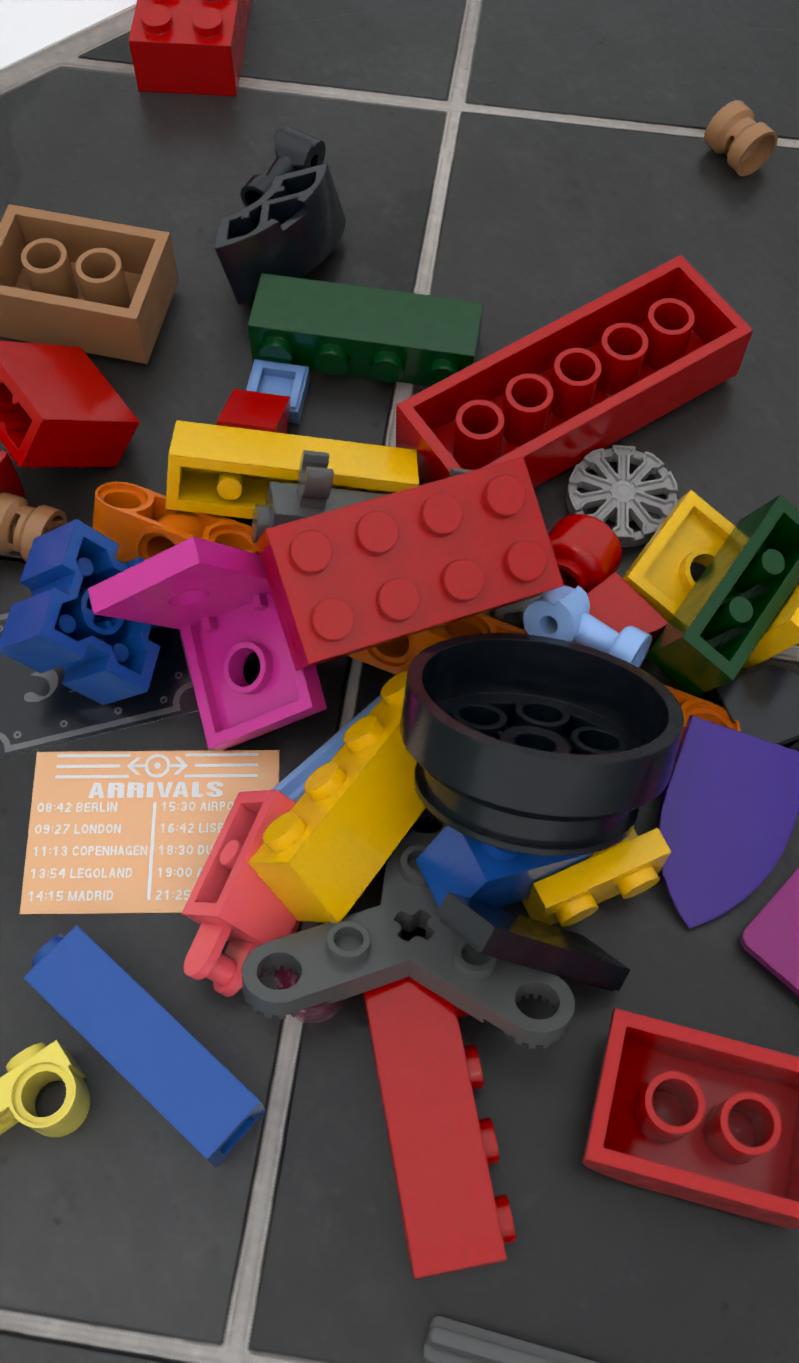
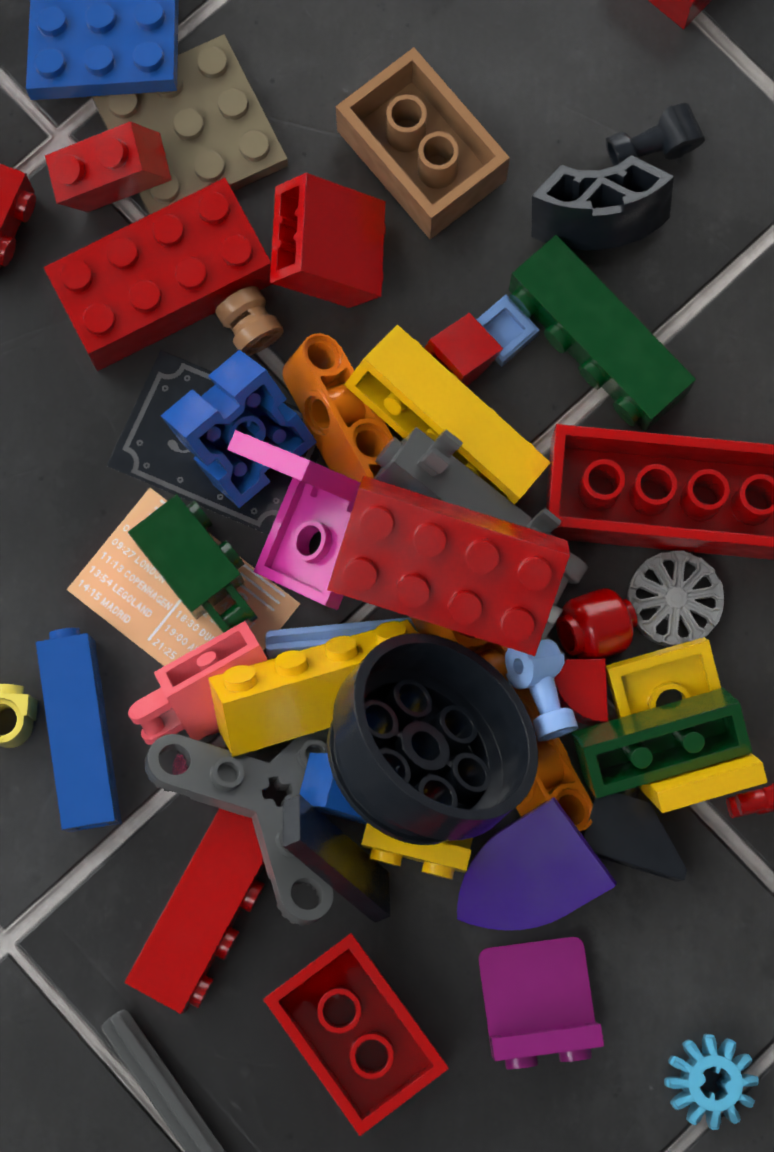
camera: 40 degrees right, 15 degrees up
(138, 780) = (192, 562): none -> dark green brick

